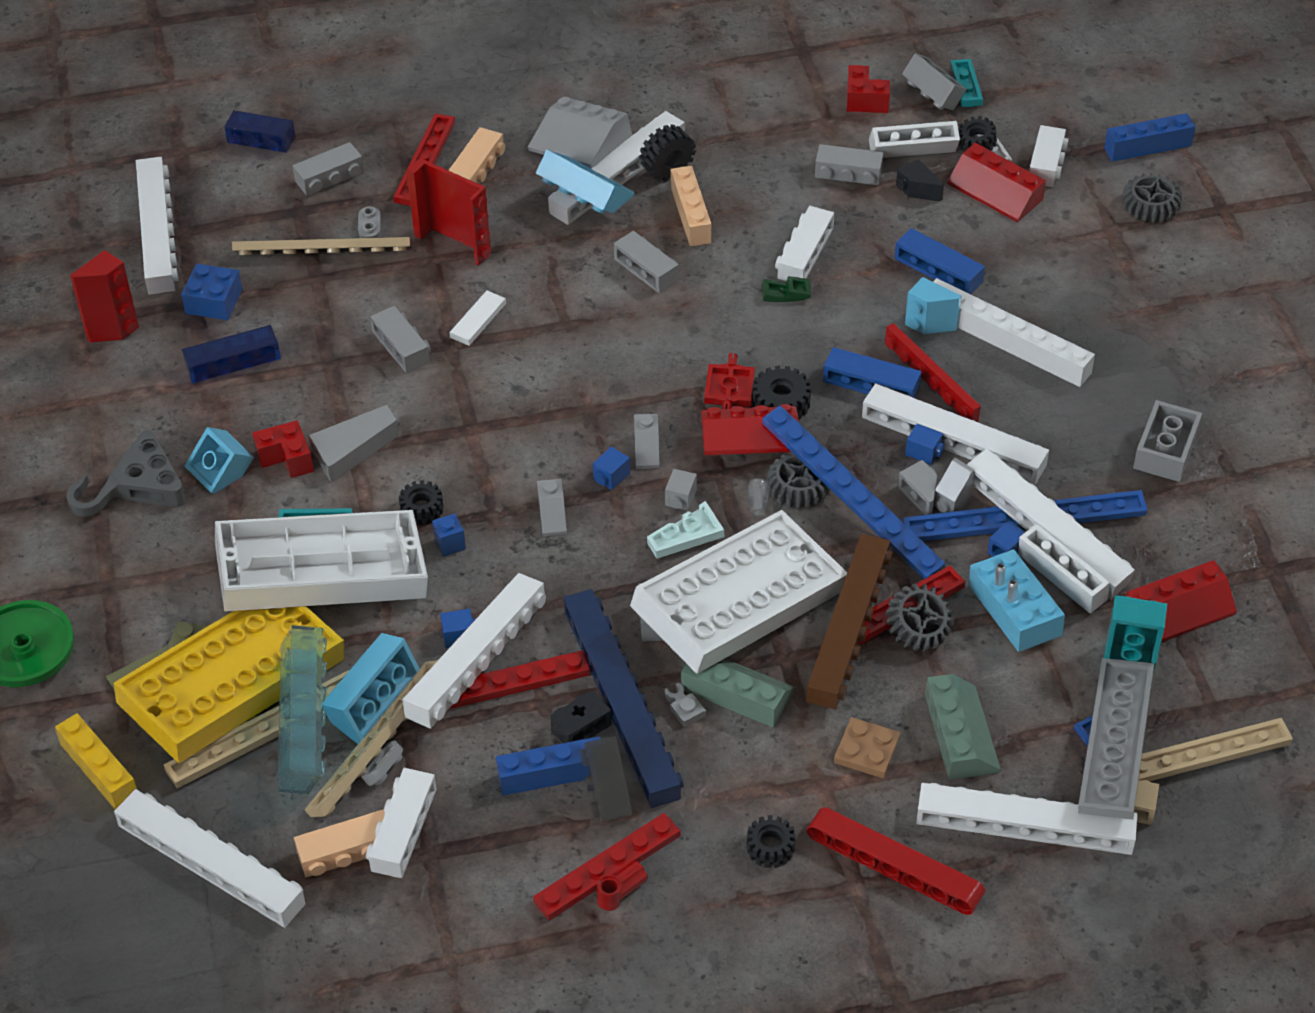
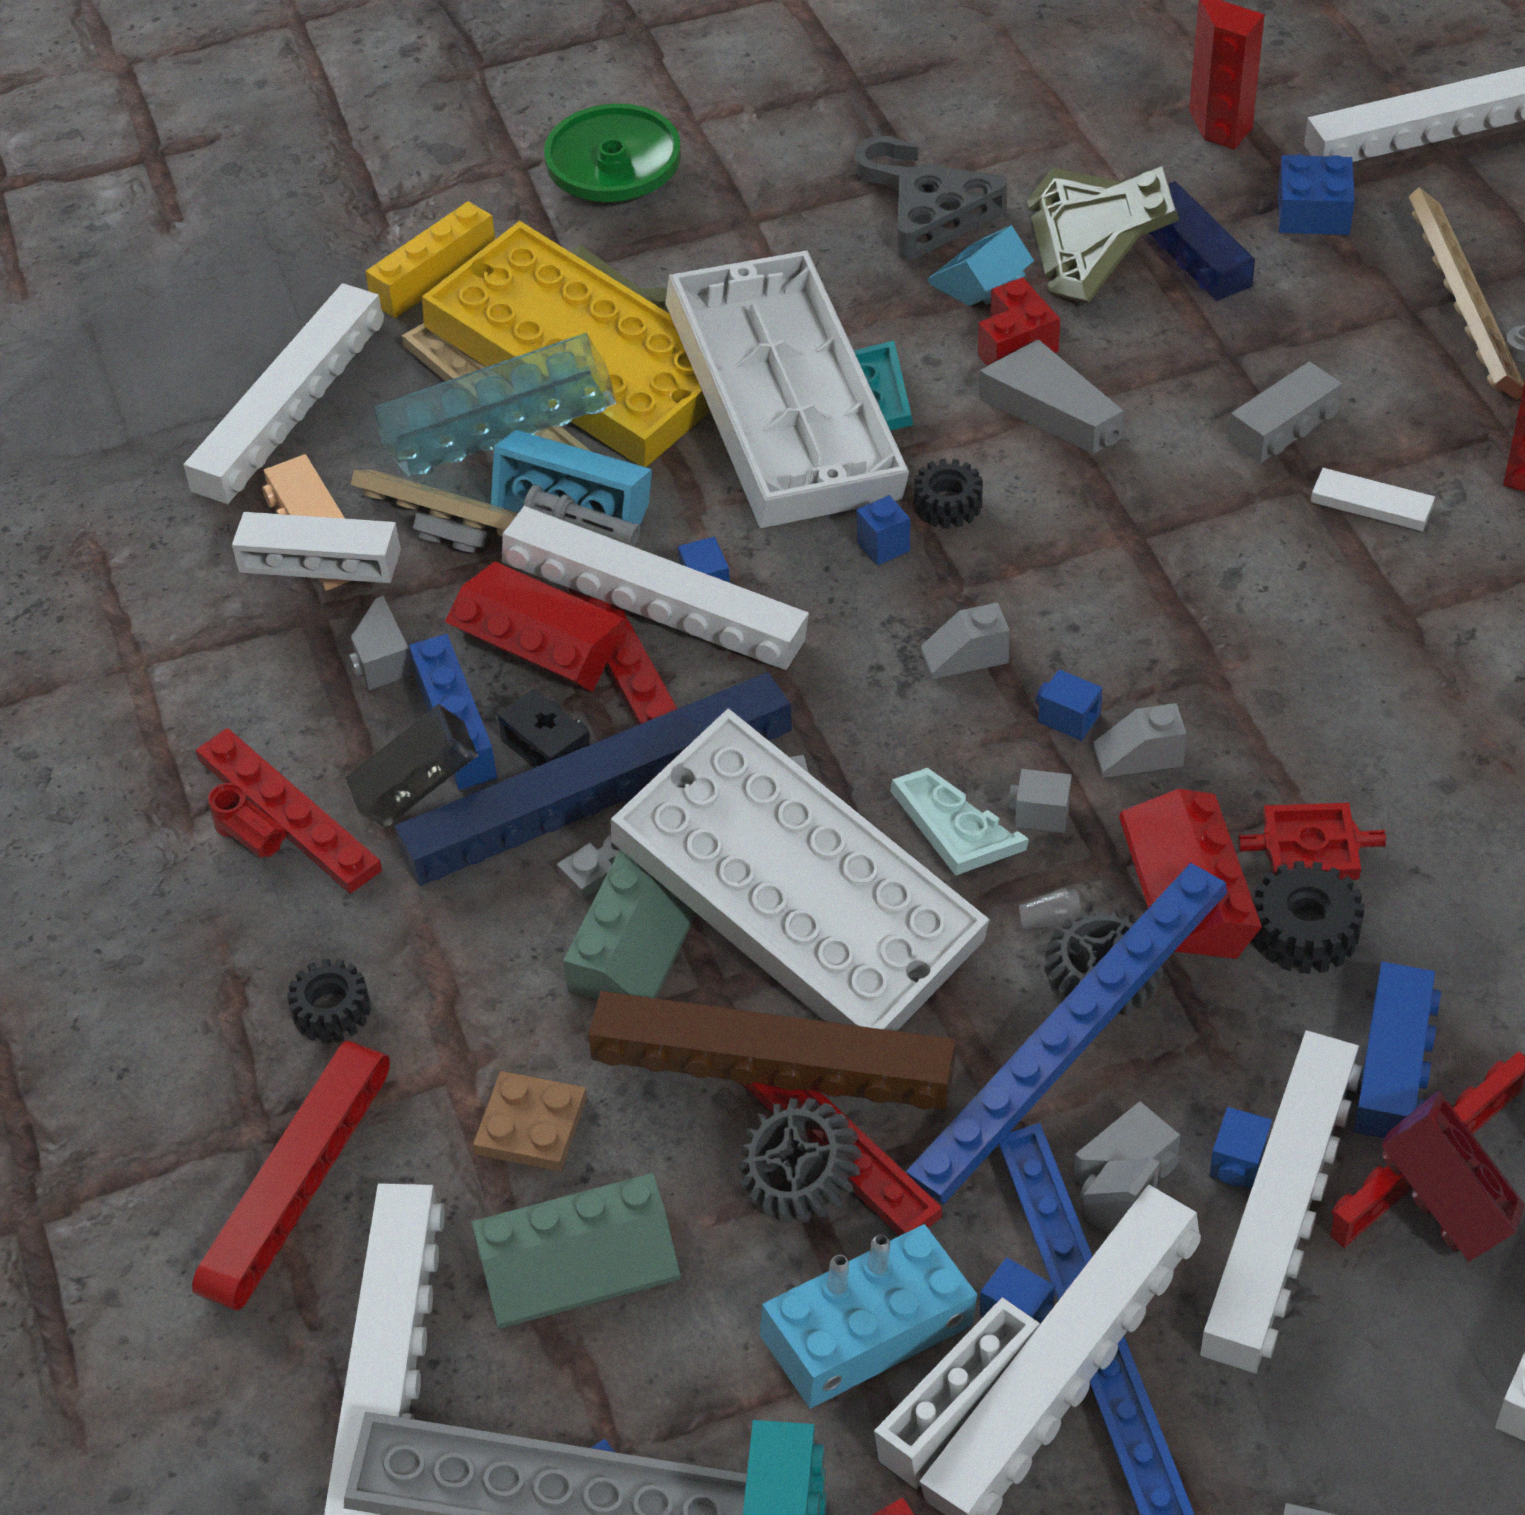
camera: 85 degrees right, 0 degrees up
(200, 397) = (1093, 223): none -> olive plate
(398, 688) = (565, 508): none -> light grey pin
(480, 805) = (380, 648): none -> light grey slope
(491, 712) = (537, 624): none -> red slope
(961, 361) = (1453, 1178): none -> dark red slope

